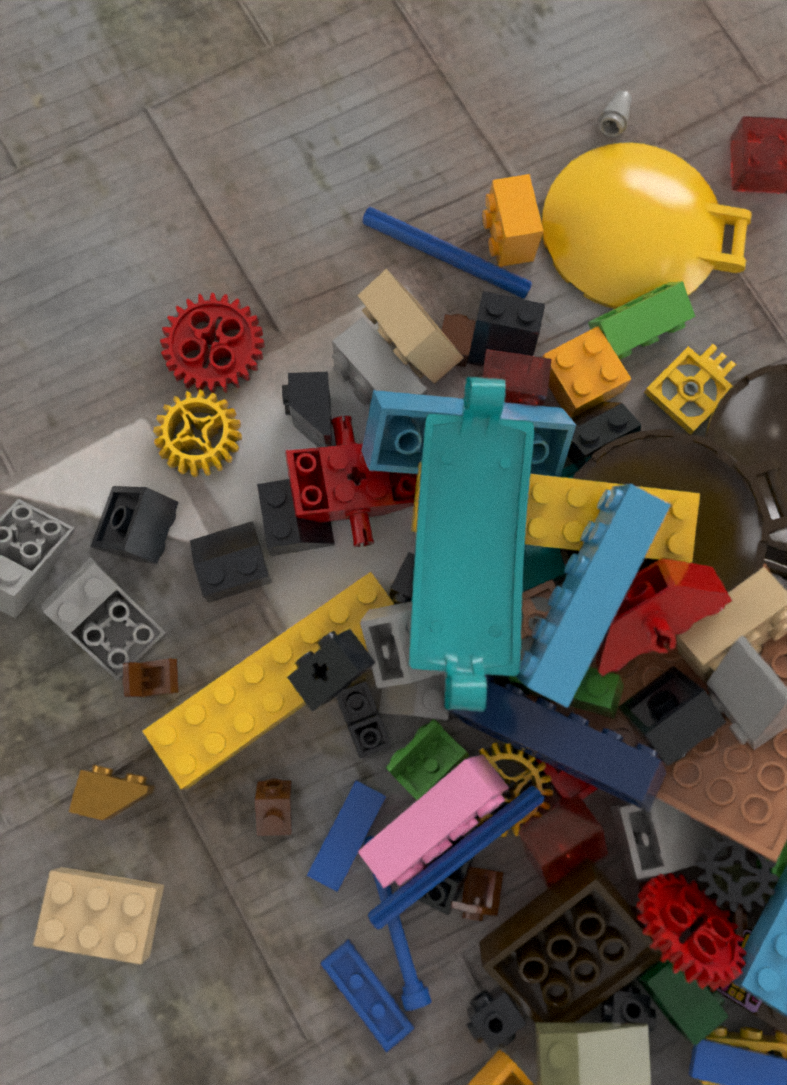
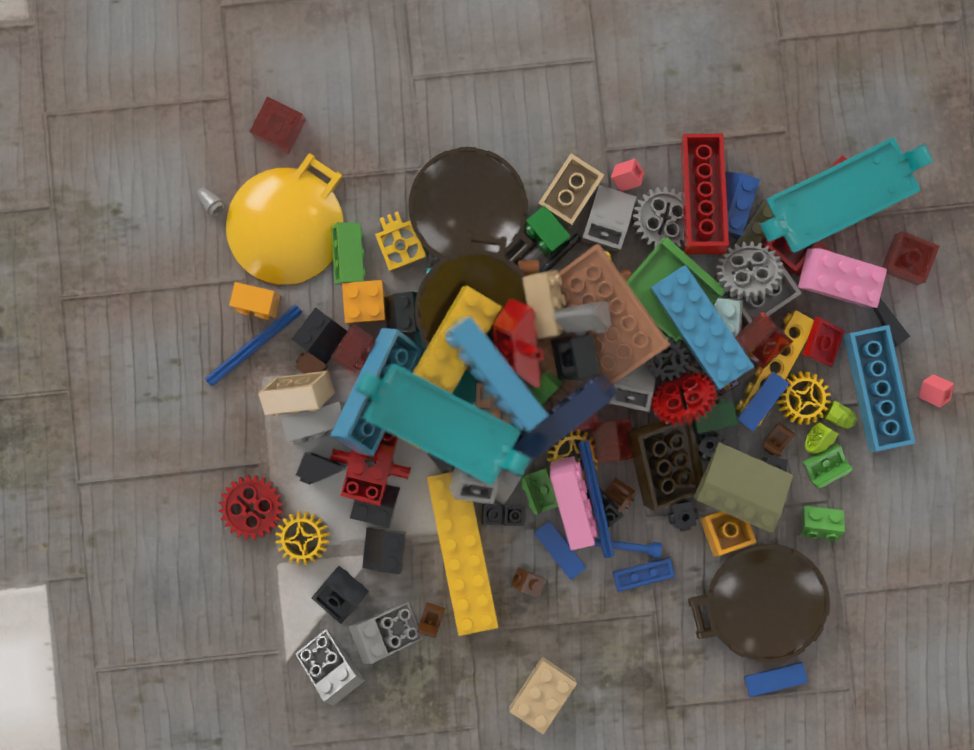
camera: 55 degrees left, 10 degrees up
(104, 795) = (482, 669): pearl gold slope -> none
(330, 668) = (472, 524): black brick -> none

